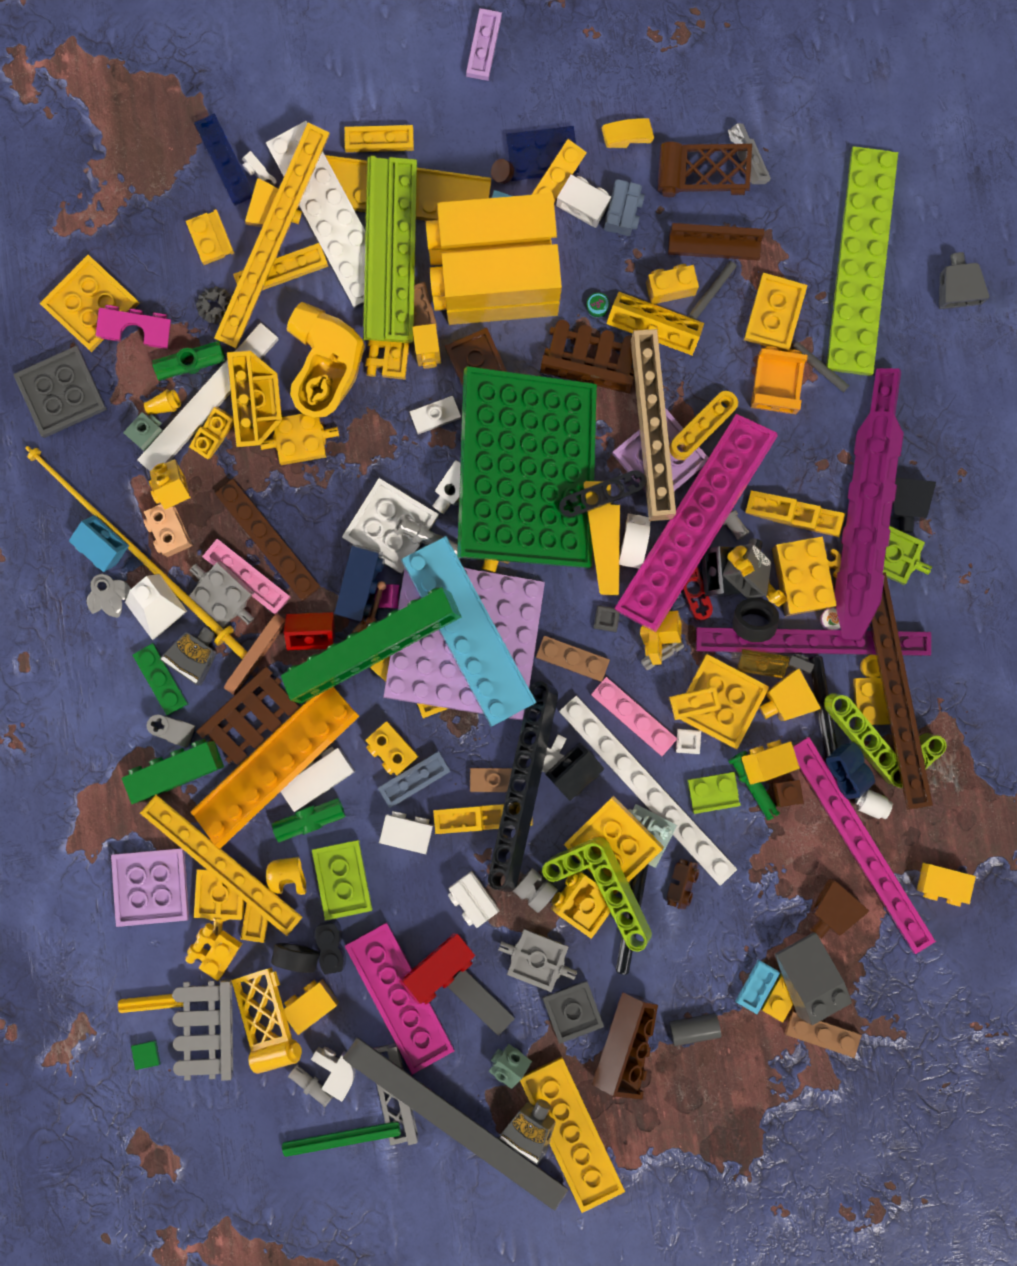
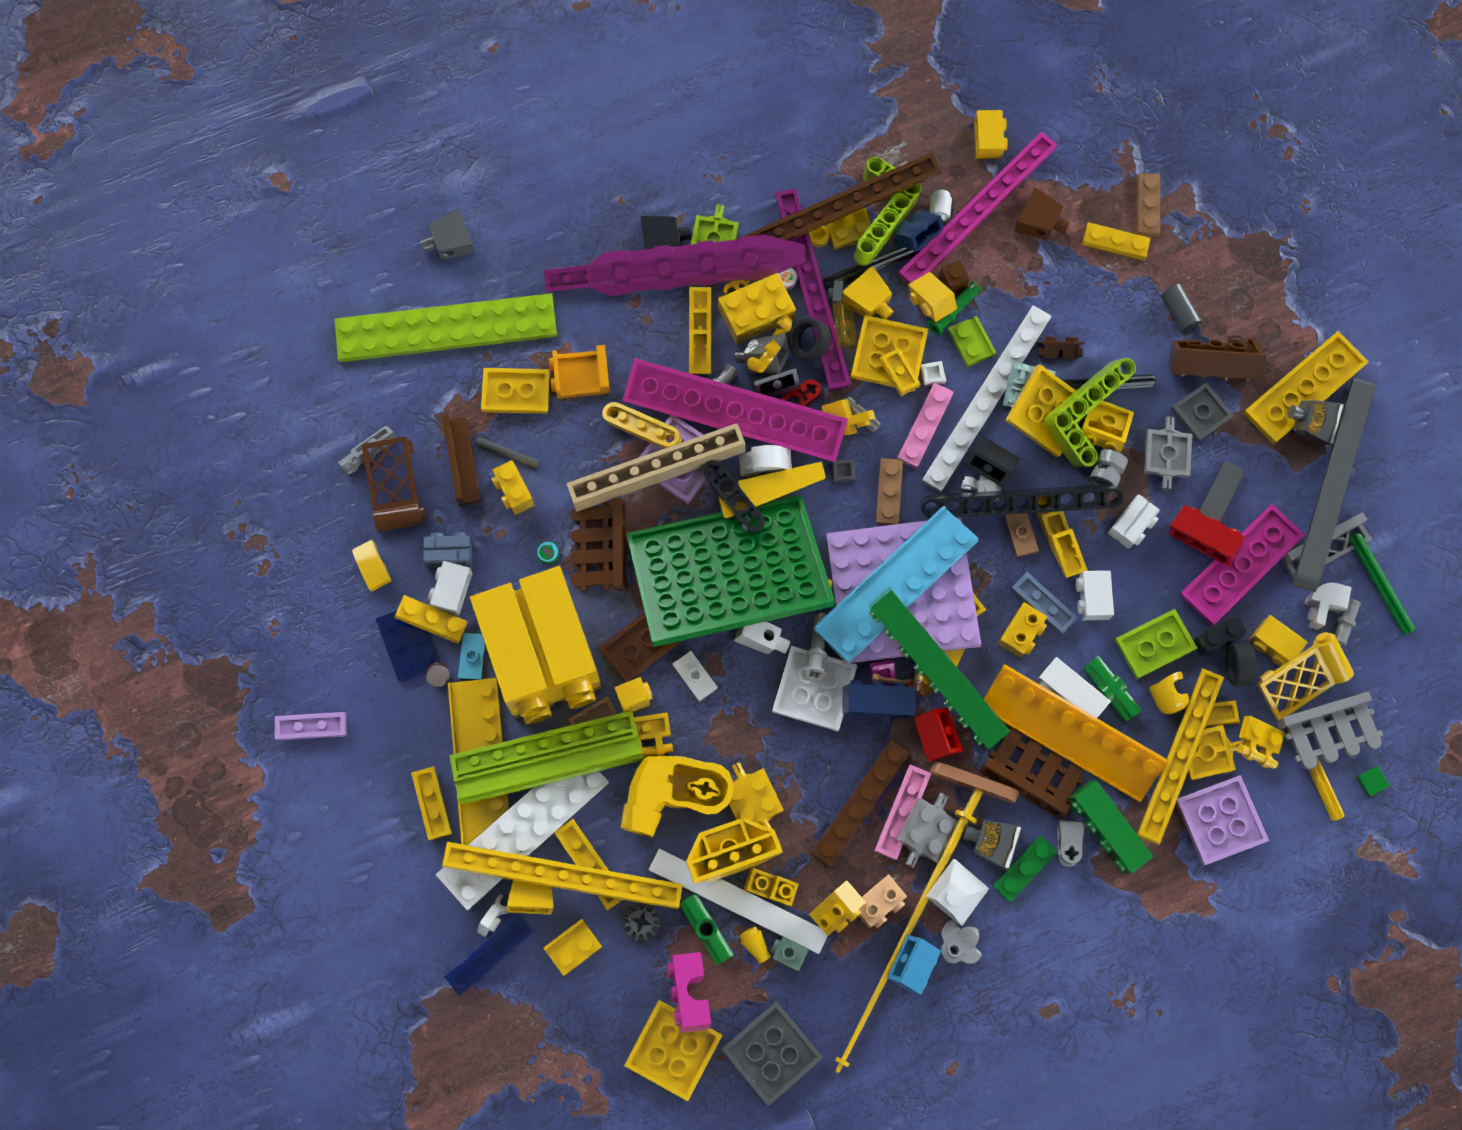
camera: 105 degrees left, 10 degrees down
(509, 1065) = (1268, 452): sand green brick -> none
(670, 333) = (556, 494): yellow fence -> none
(757, 986) = (1127, 265): medium azure plate -> none
(812, 979) = (1108, 219): dark grey slope -> none
(821, 368) = (556, 340): dark grey bar -> none

